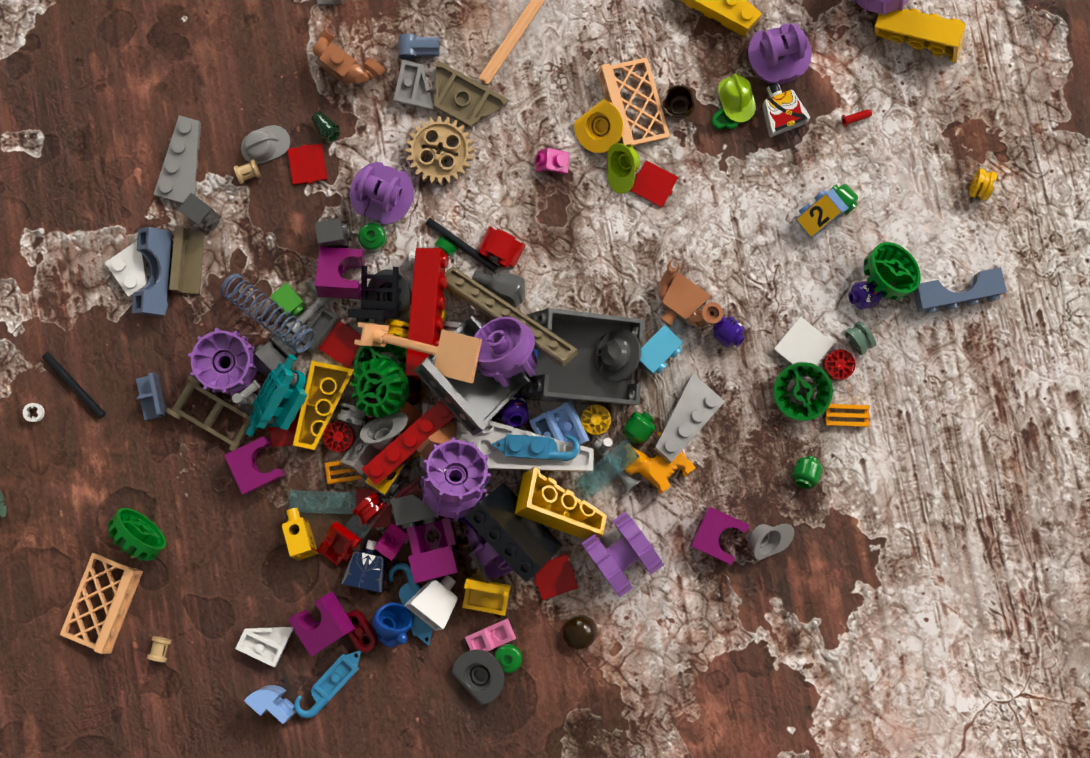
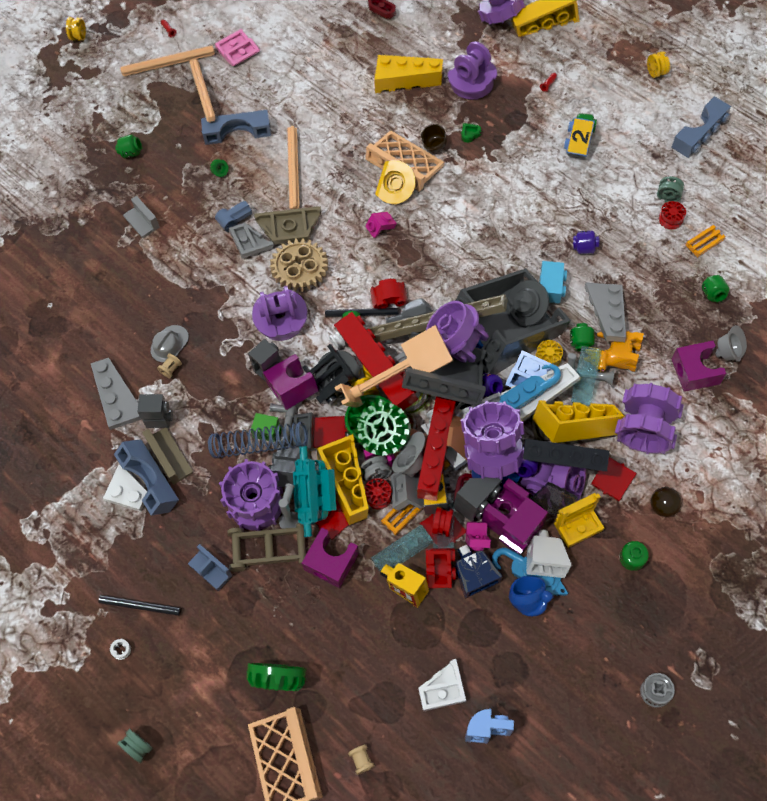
camera: 35 degrees left, 20 degrees down
(307, 164) = (210, 335): red piece -> none
(327, 128) = (206, 302): clear green cone -> none
(330, 683) = (519, 679): dark azure plate -> none
(333, 624) = (487, 635): magenta piece -> none
(341, 64) = (188, 255): nougat torso -> none
(361, 630) = (508, 621): dark red plate -> none
(372, 237) = (295, 344): green head -> none
(479, 675) = (625, 583): dark grey hat -> none
(491, 636) = (607, 554): bright pink slope -> none
(622, 165) = (430, 195): lime piece -> none
(654, 184) = (458, 195): red piece -> none
(684, 298) = (538, 242): nougat torso -> none
(737, 98) = (466, 114): lime piece -> none
(783, 111) = (502, 103): torso -> none
(803, 344) = (639, 221): white tile -> none
(809, 409) = (671, 231): green gear -> none
(863, 295) = (649, 165): dark purple head -> none
(892, 265) = (653, 139): green gear -> none

